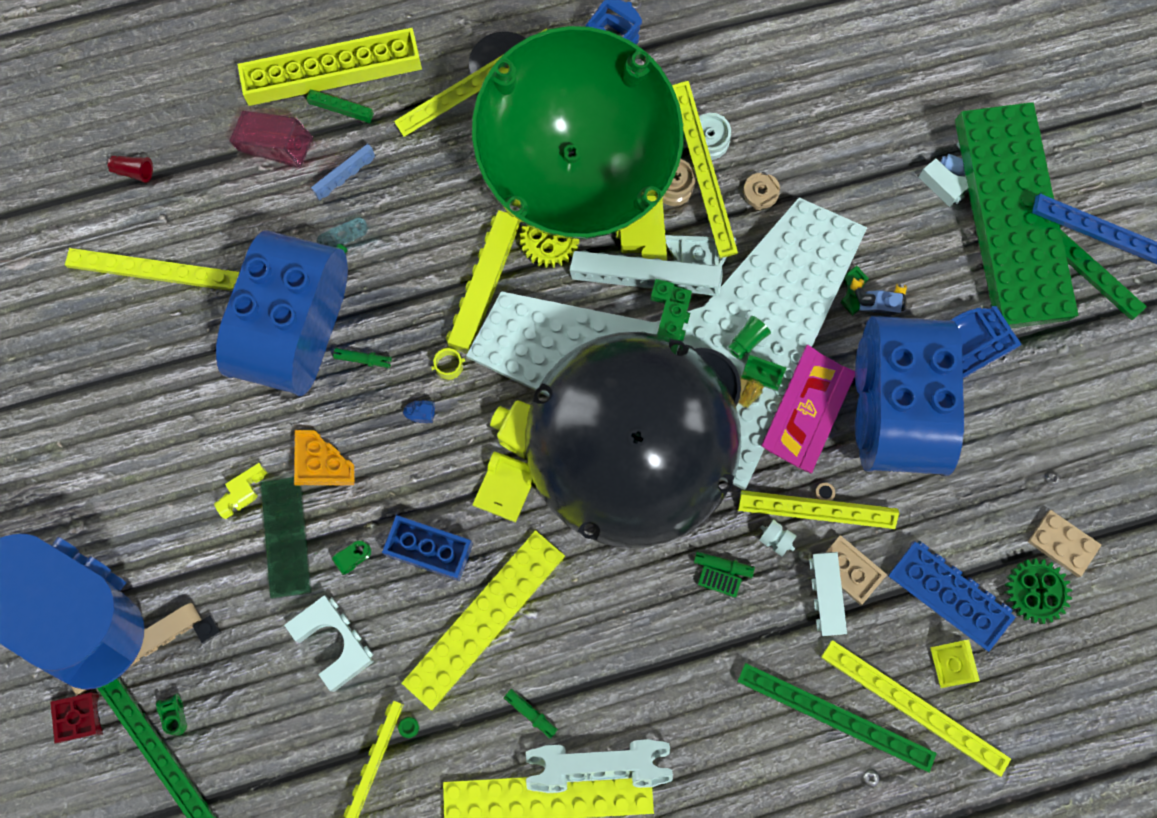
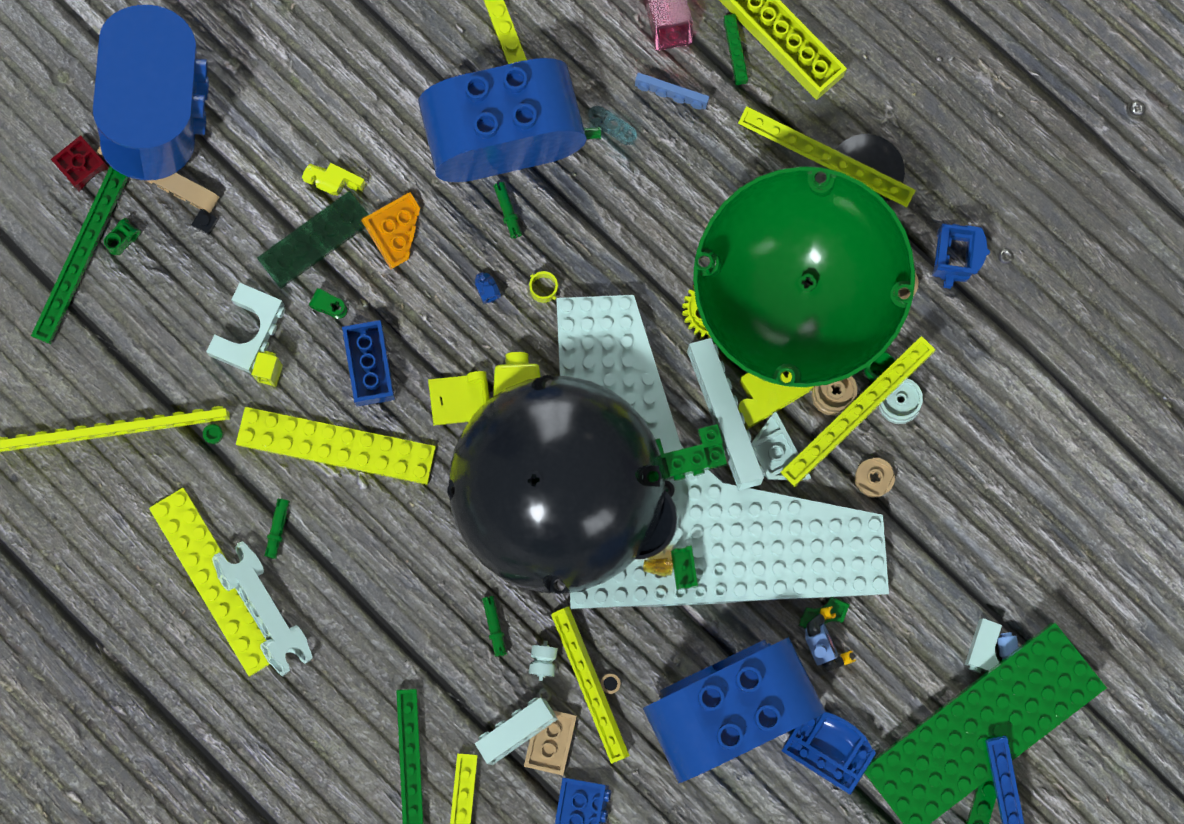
camera: 55 degrees right, 5 degrees up
(379, 642) = (267, 368): none -> neon yellow brick
(483, 283) = (630, 275): neon yellow brick -> none
(719, 582) = (477, 630): green tile -> none
(749, 337) = (709, 537): green plant -> none
(808, 410) = (676, 627): dark pink hinge -> none

